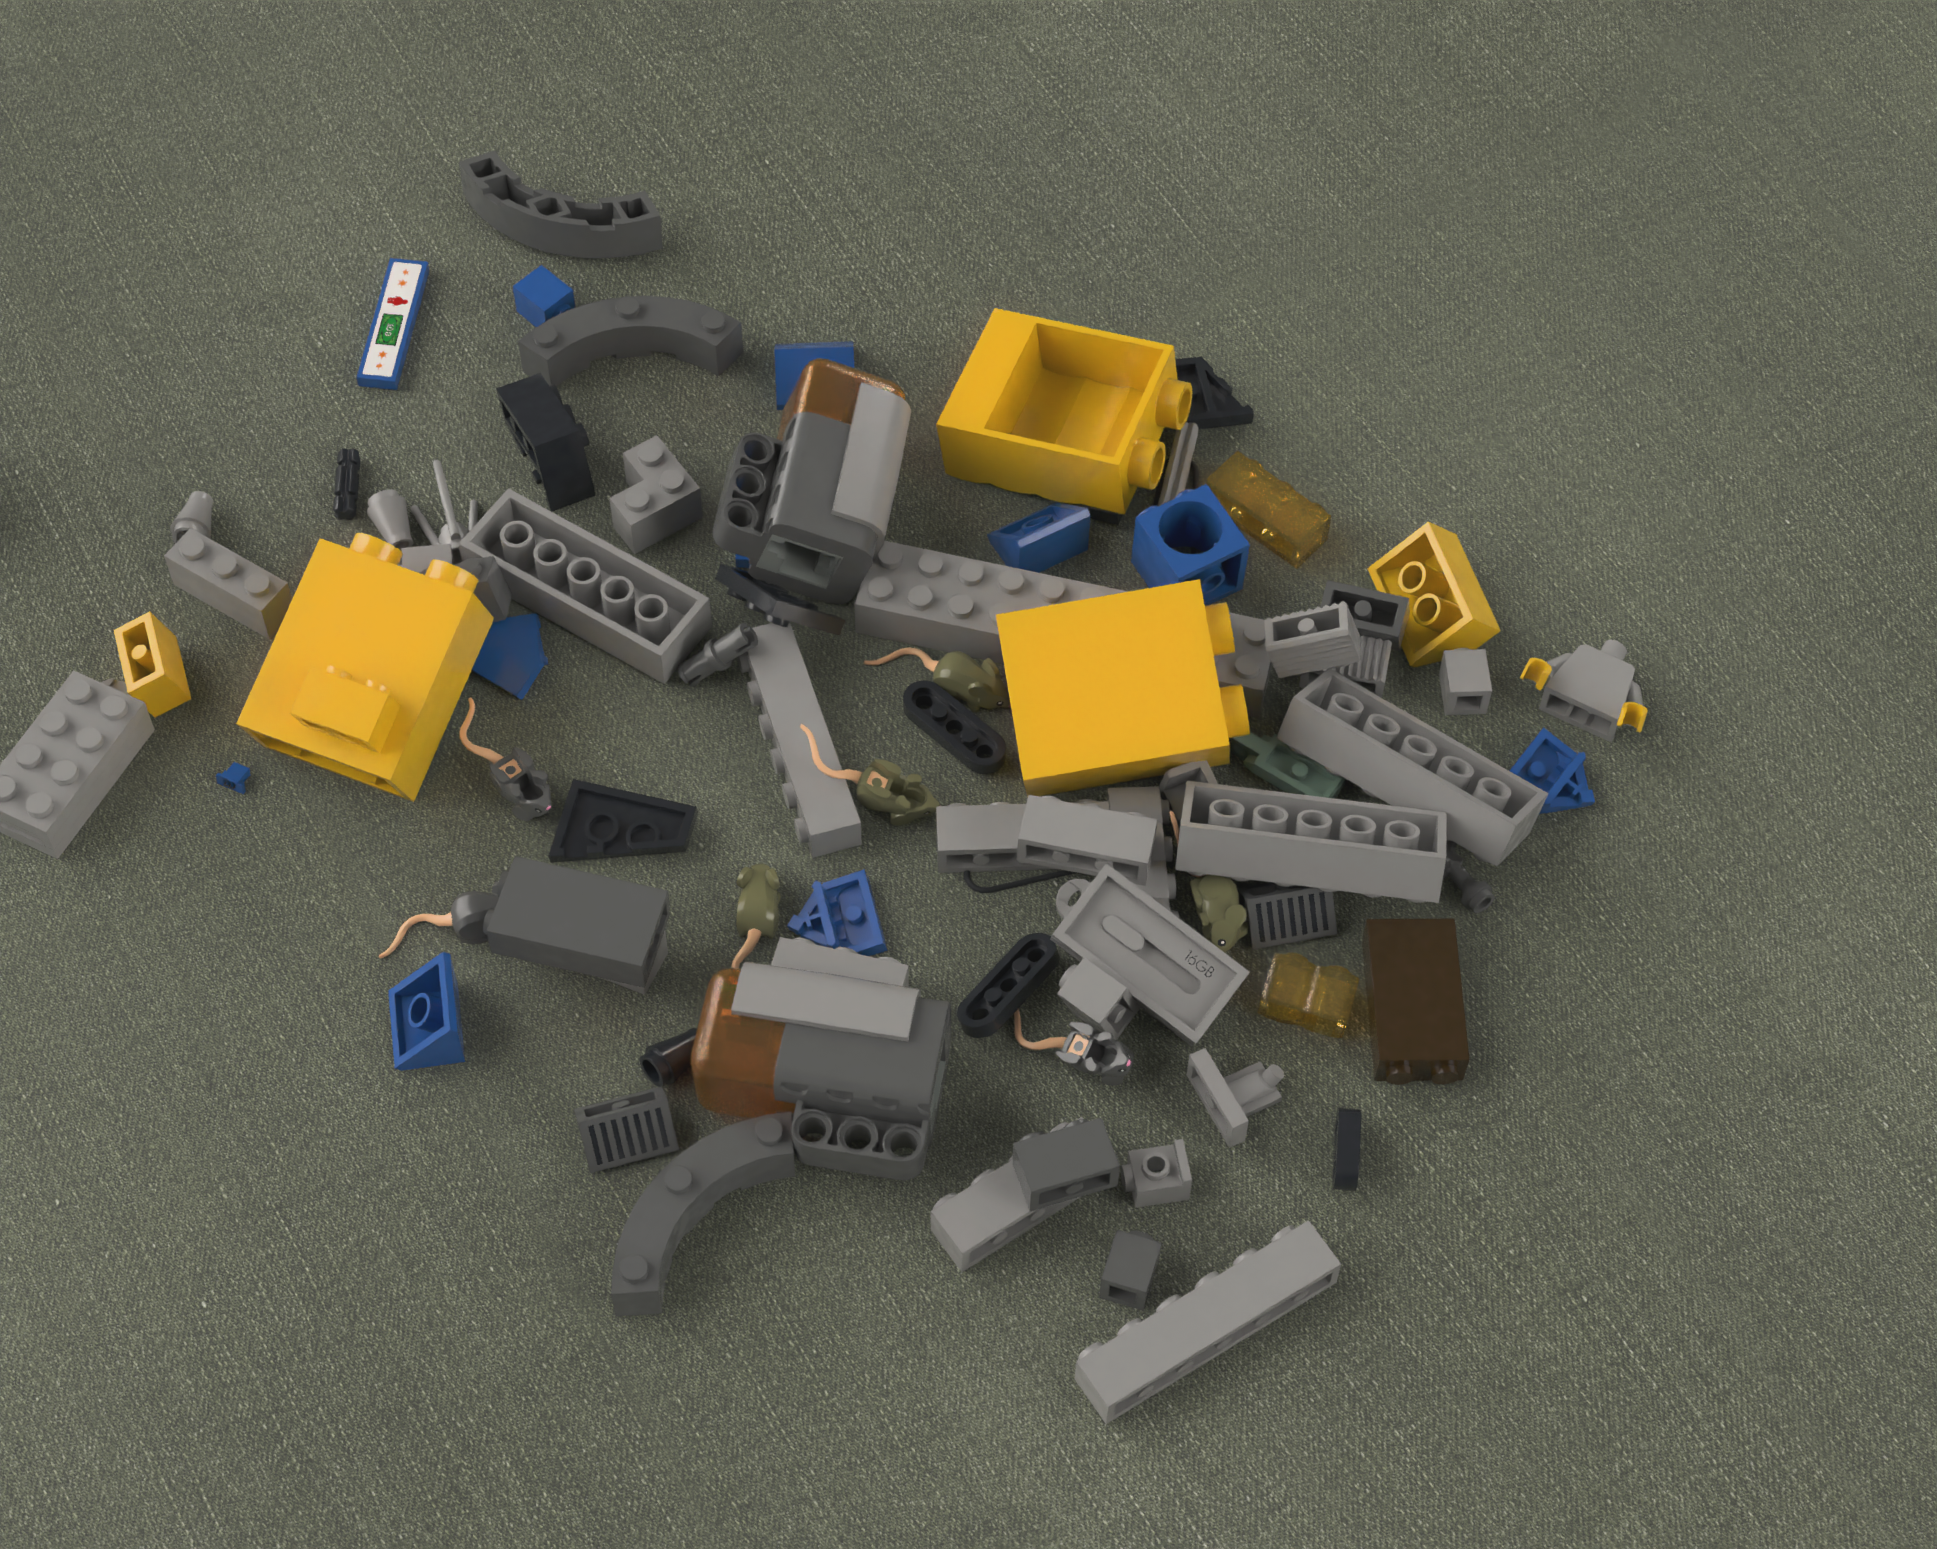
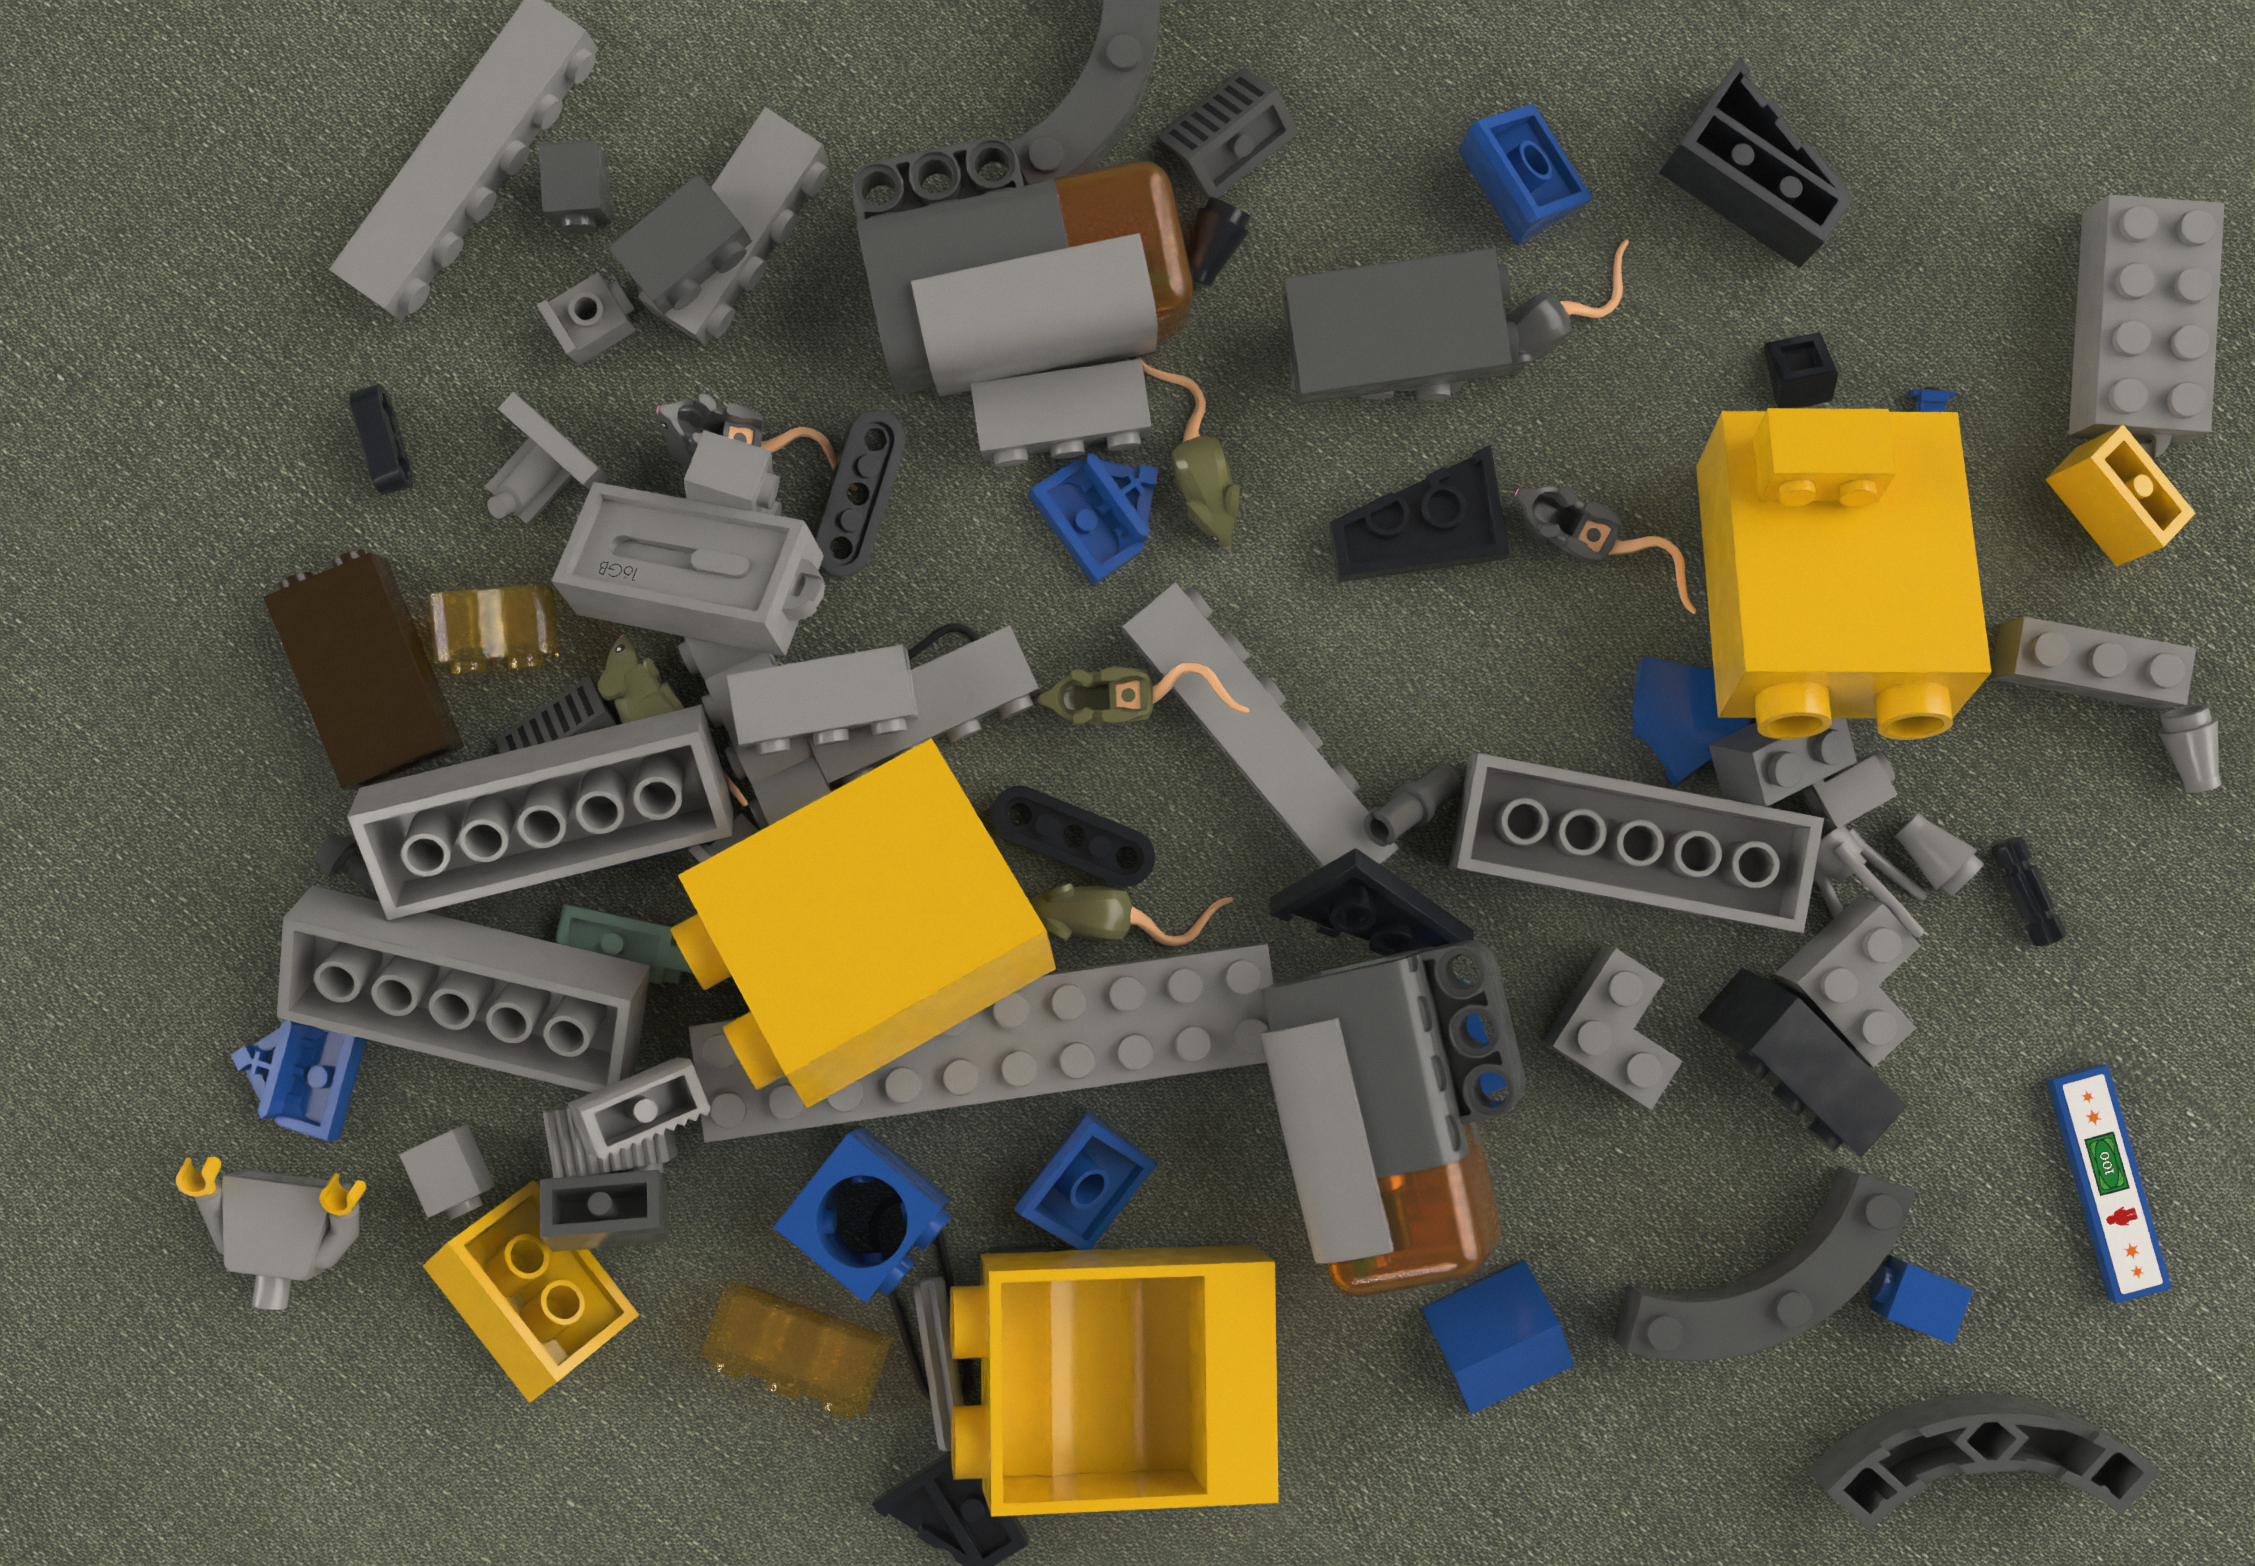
camera: 160 degrees right, 30 degrees up
(269, 952) = (1757, 171): none -> black wedge
(309, 830) = (1801, 371): none -> black slope
(488, 469) = (1841, 975): none -> light grey brick

